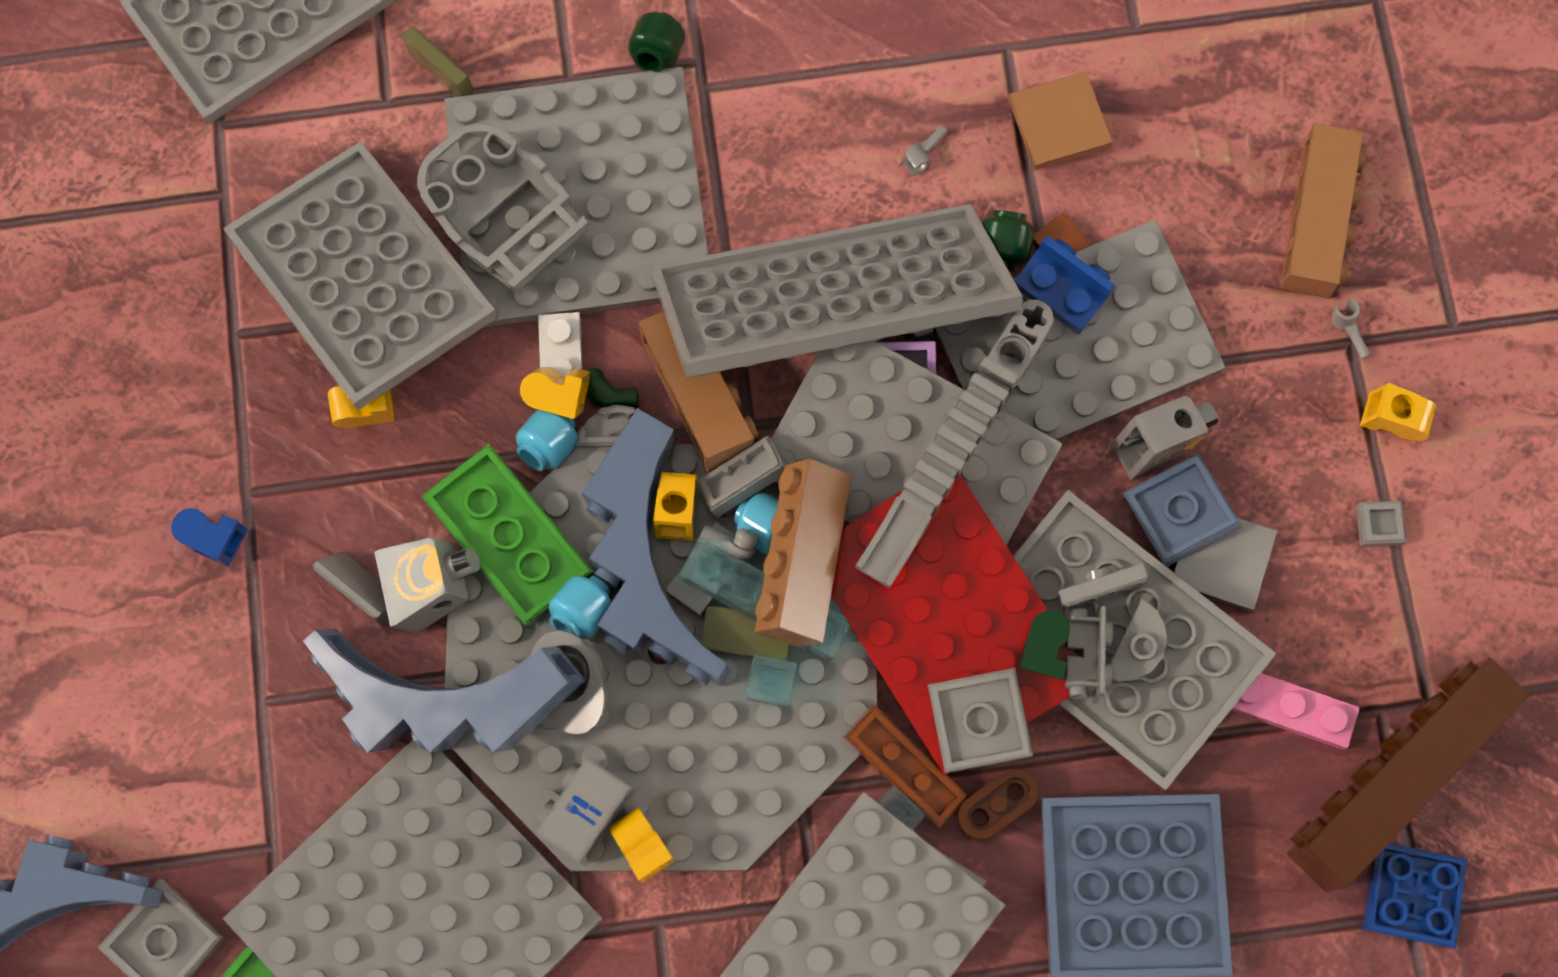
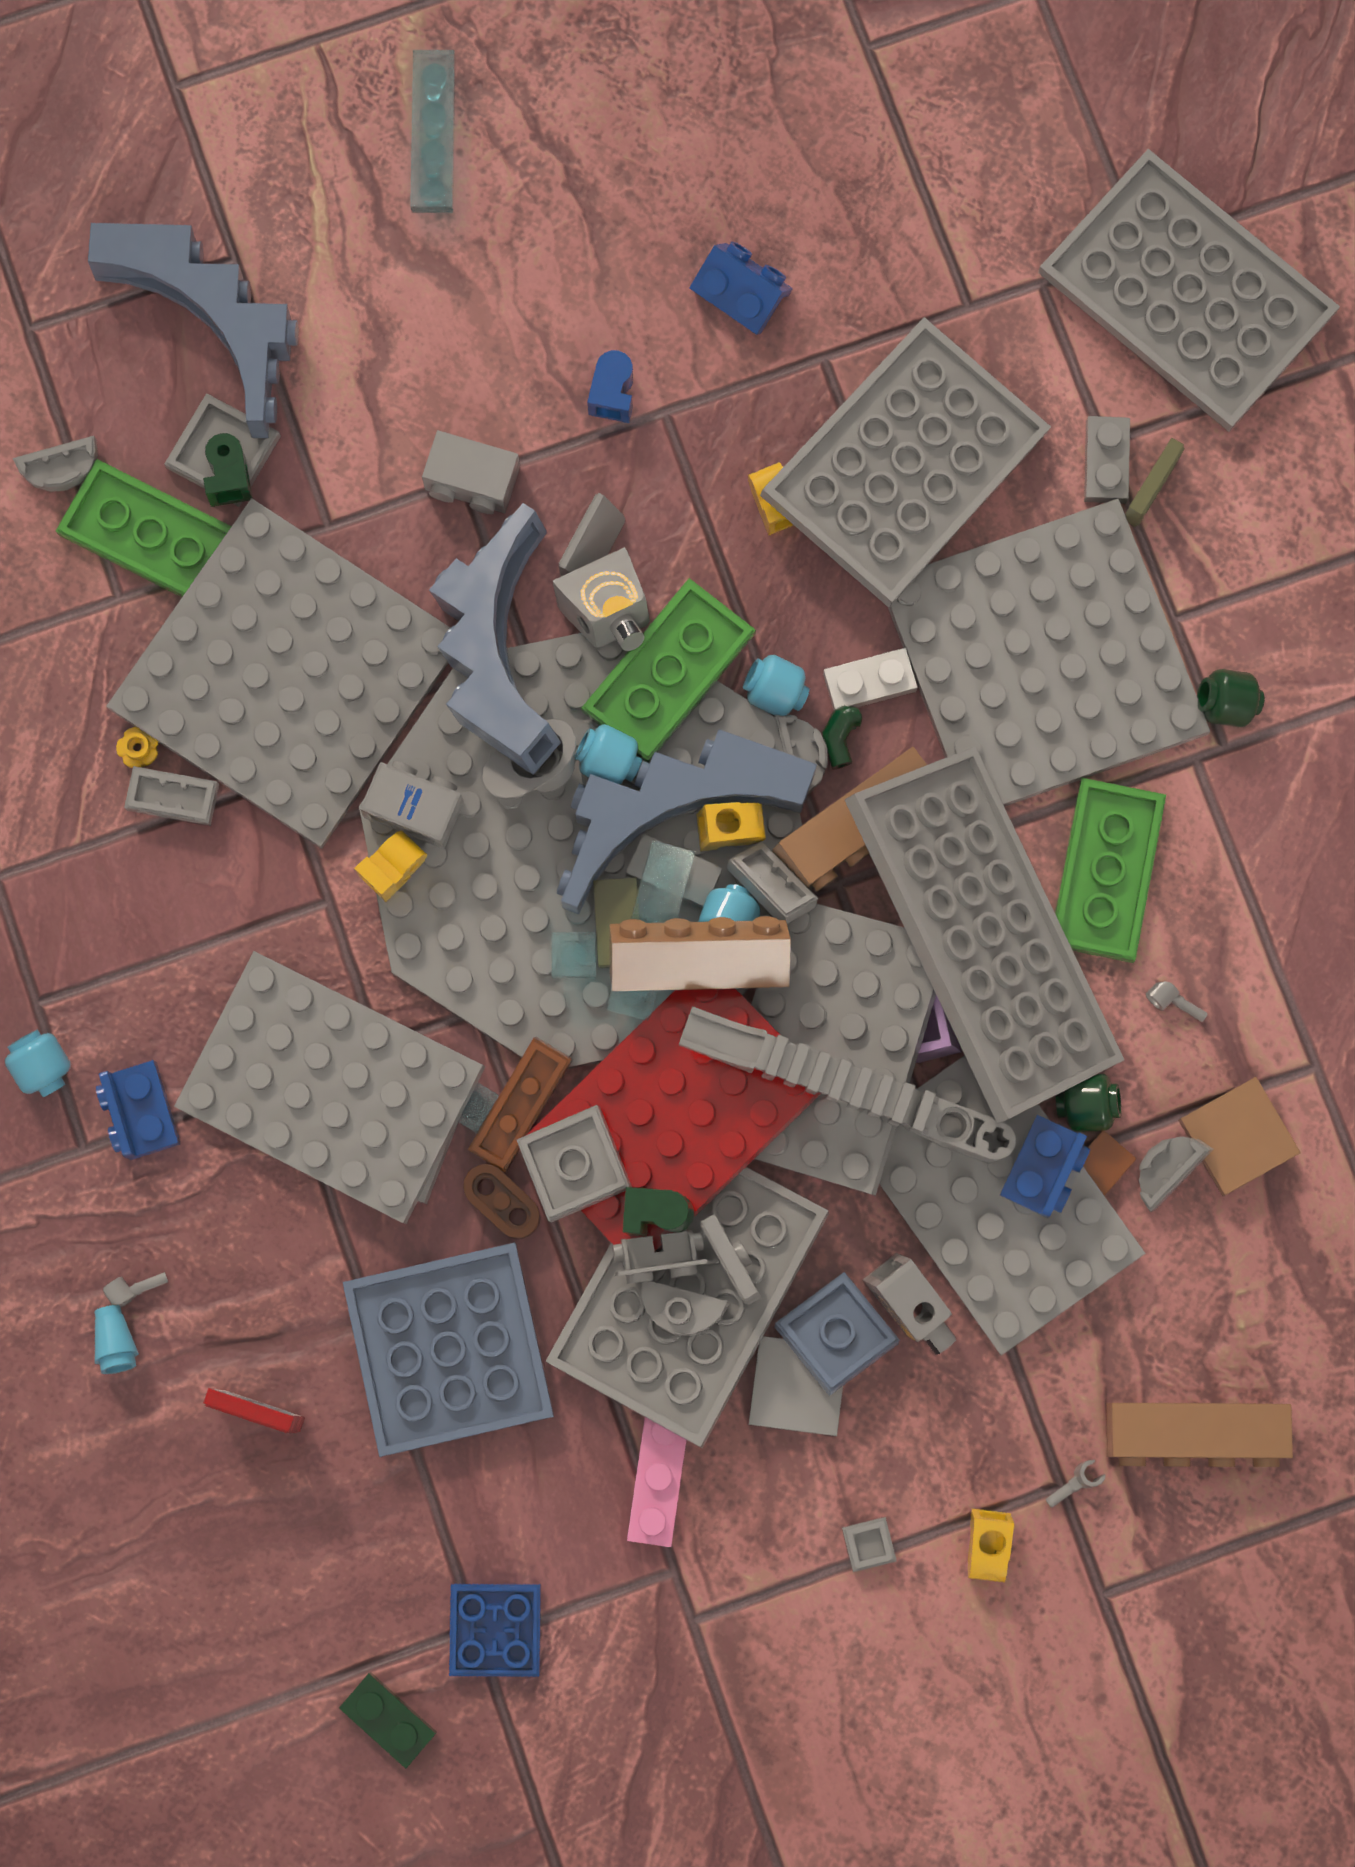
camera: 75 degrees right, 5 degrees up
(142, 393) = (740, 285): none -> blue bracket
(187, 934) = (230, 469): none -> dark green leg
(257, 690) = (470, 473): none -> light grey brick
(403, 102) = (1107, 459): none -> light grey plate
(474, 177) = (1027, 545): light grey slope -> none
(556, 394) = (822, 682): yellow leg -> none
(740, 546) = (697, 893): light grey arm -> none
(788, 181) = (1108, 868): none -> bright green tile
(1076, 185) = (1168, 1166): none -> light grey plate
(1407, 775) = (607, 1598): reddish brown brick -> none

